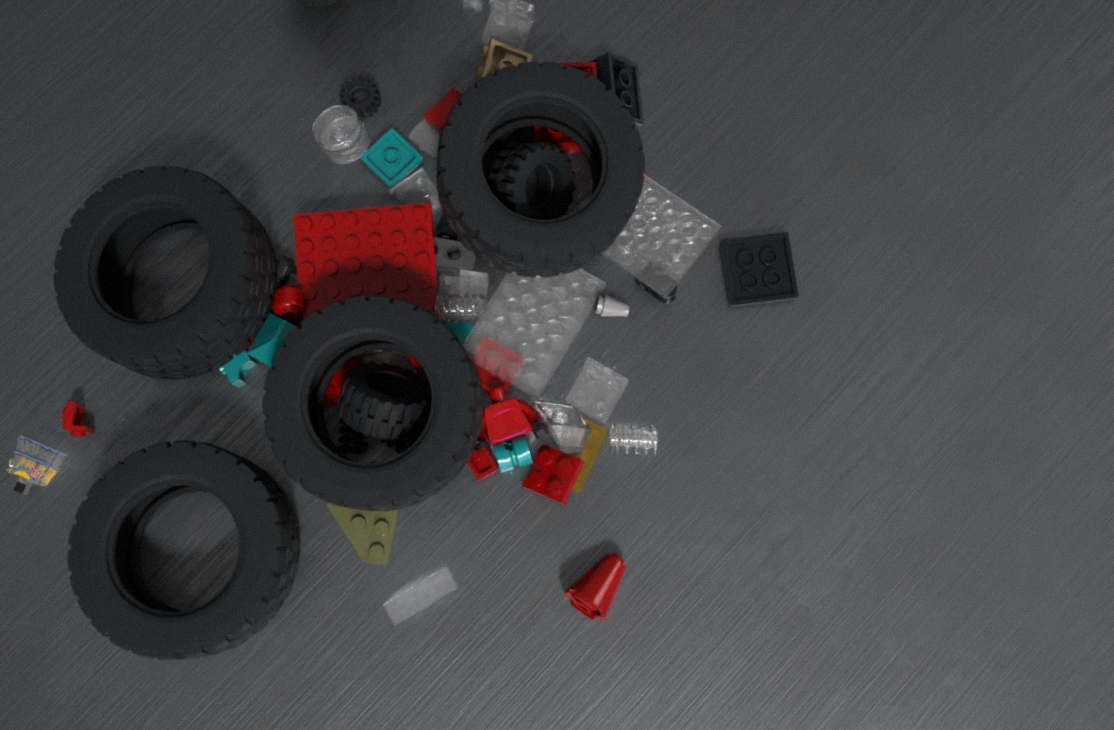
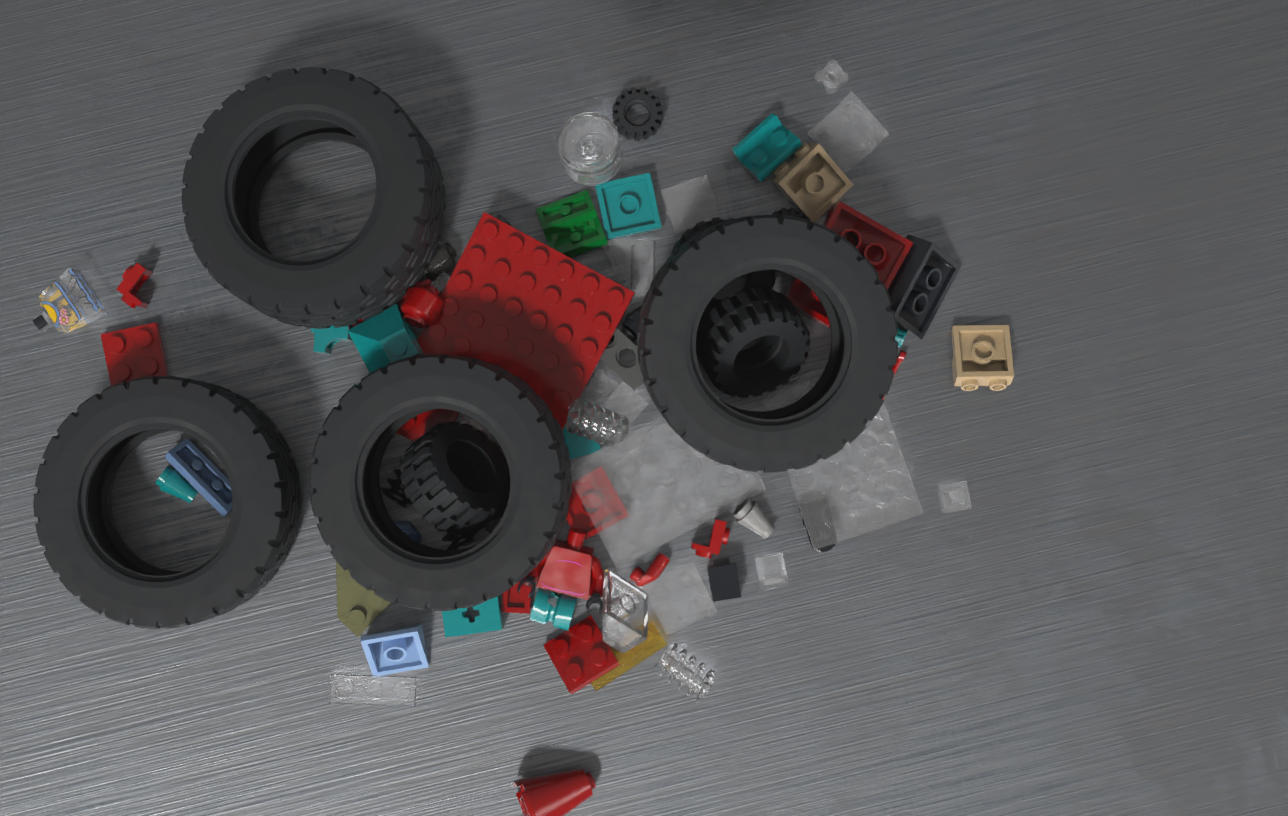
camera: 35 degrees right, 10 degrees up
(97, 462) = (134, 353): none -> red plate
(186, 541) = (175, 484): none -> teal cone
(203, 522) = (202, 475): none -> medium blue plate
(361, 191) = (572, 225): none -> green slope
(419, 556) = (395, 650): none -> light blue slope
(438, 113) = (721, 187): red tile -> none
(455, 508) = (487, 620): none -> teal brick
(459, 65) = (766, 147): none -> teal bracket
(565, 387) = (652, 573): none -> red arm
(594, 333) = (718, 536): none -> red bracket
(618, 359) = (723, 580): none -> black brick
(646, 336) = (771, 571): none -> clear slope
(690, 109) = (982, 356): none -> tan plate
(734, 210) = (954, 497): none -> clear tile
(759, 269) = (935, 578): black plate -> none

